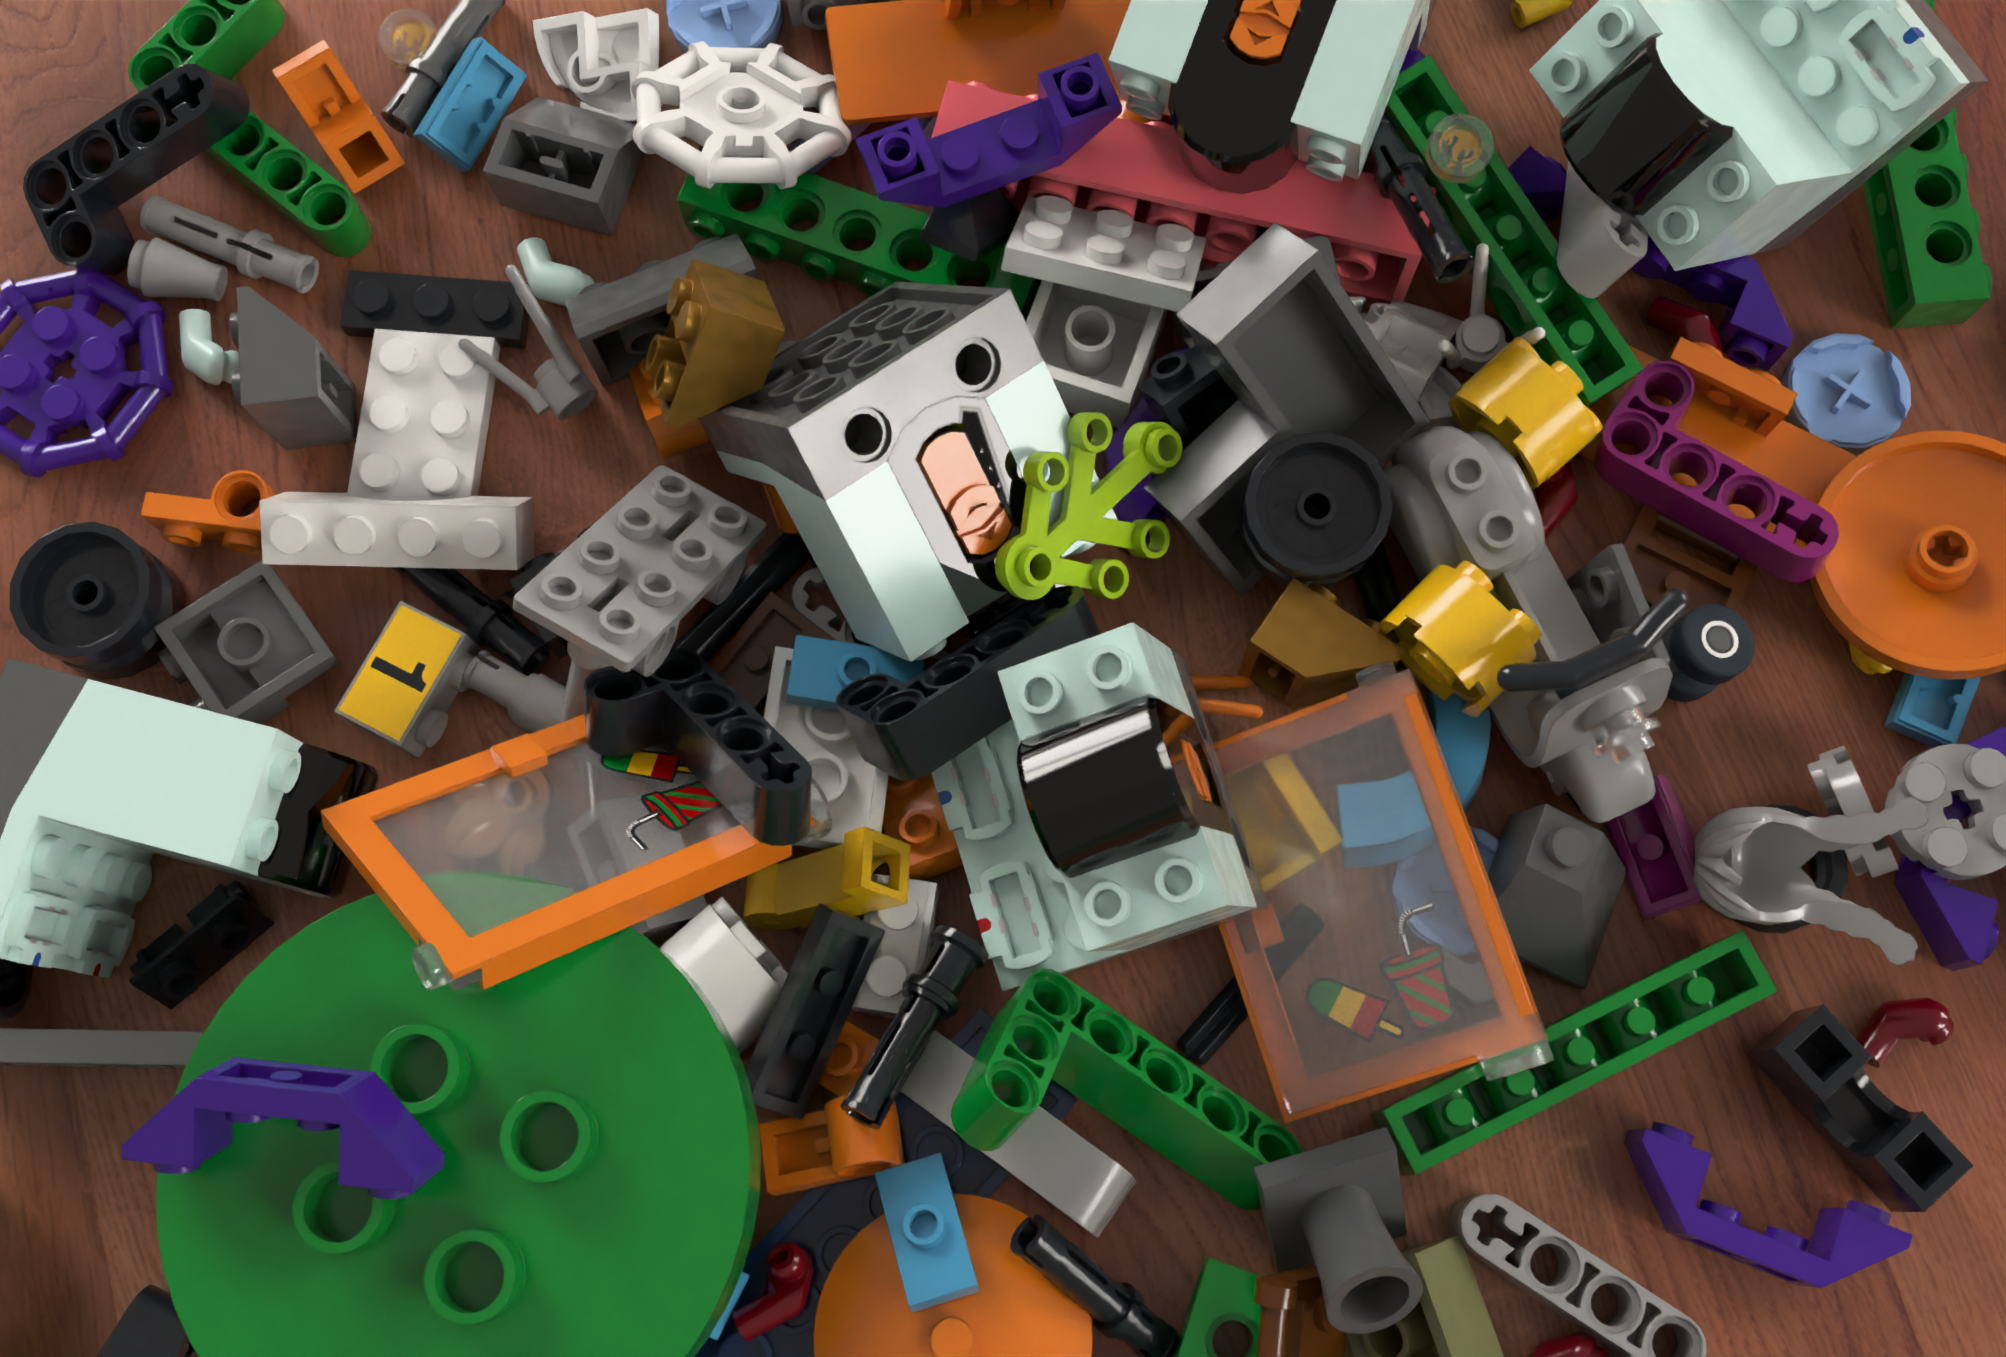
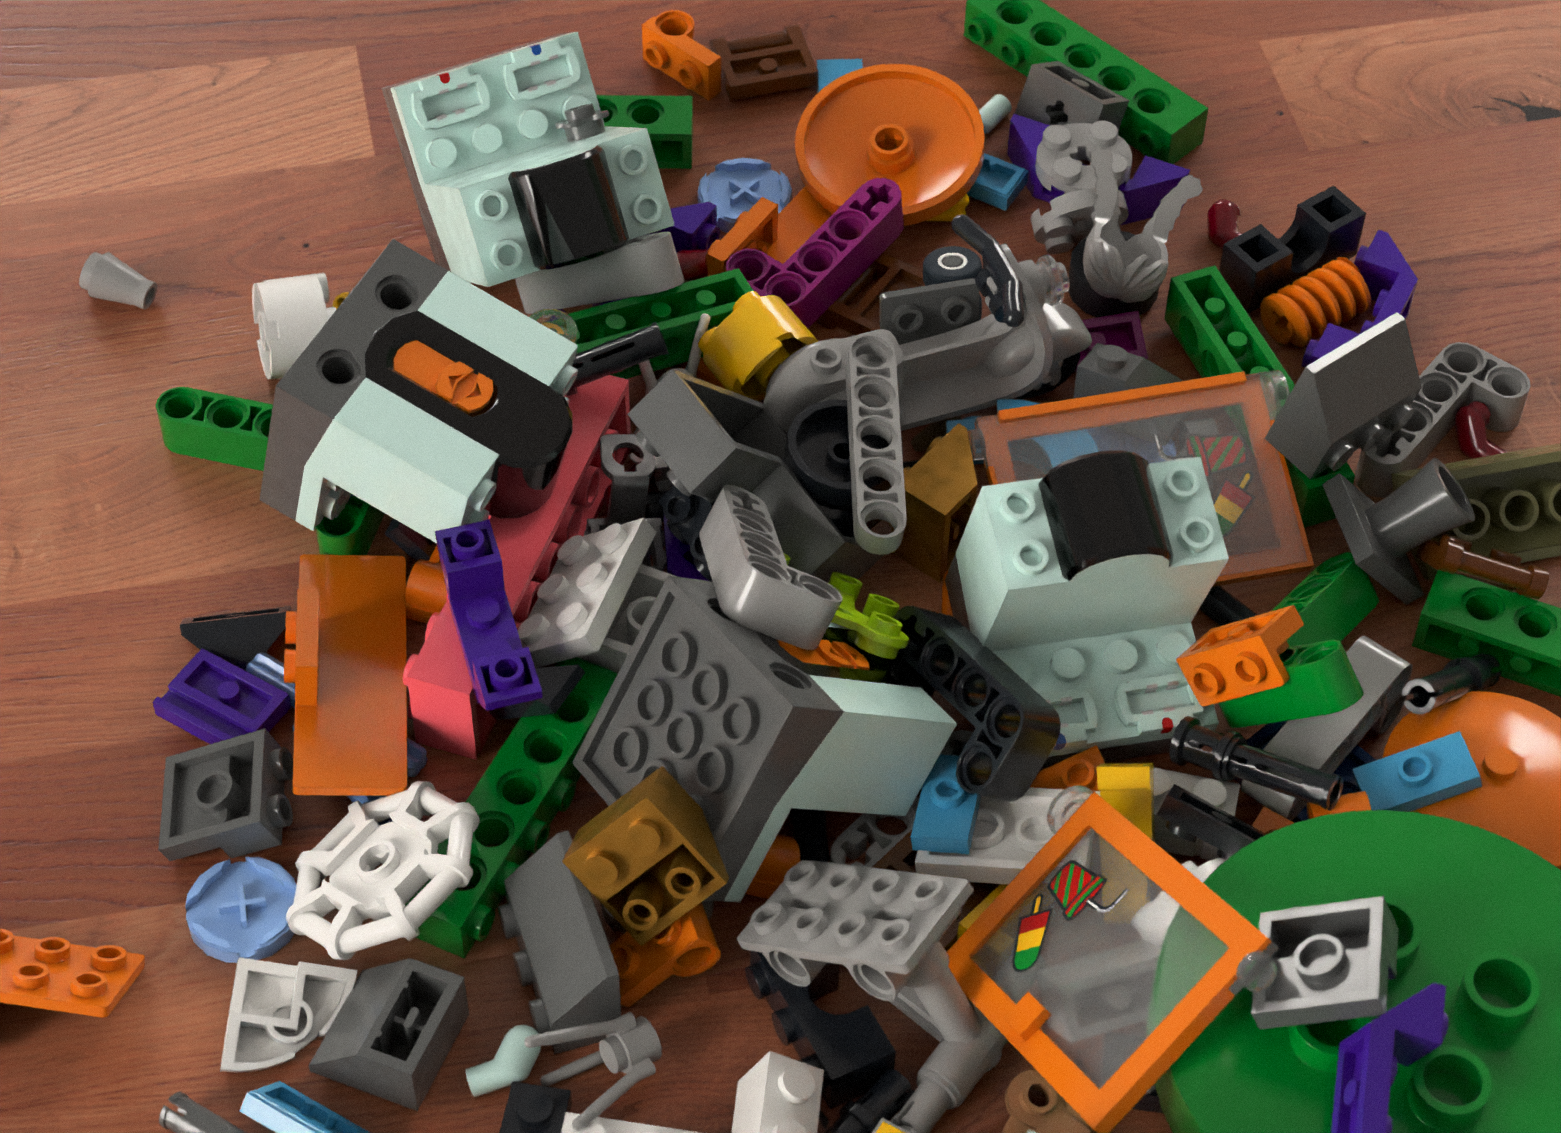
camera: 90 degrees left, 25 degrees down
(457, 1056) = (1328, 962): none -> dark grey plate
(712, 734) = (1024, 862): black beam -> none
(1047, 998) = (1240, 657): none -> orange bracket
(1081, 393) = (753, 575): none -> light grey beam
(1345, 514) = (871, 462): none -> light grey beam
(1460, 635) = (952, 382): yellow brick -> none
(1508, 1162) = (1349, 399): none -> dark grey slope
(1767, 1147) = (1313, 301): none -> orange piece
(1823, 130) = (582, 122): none -> dark grey plate

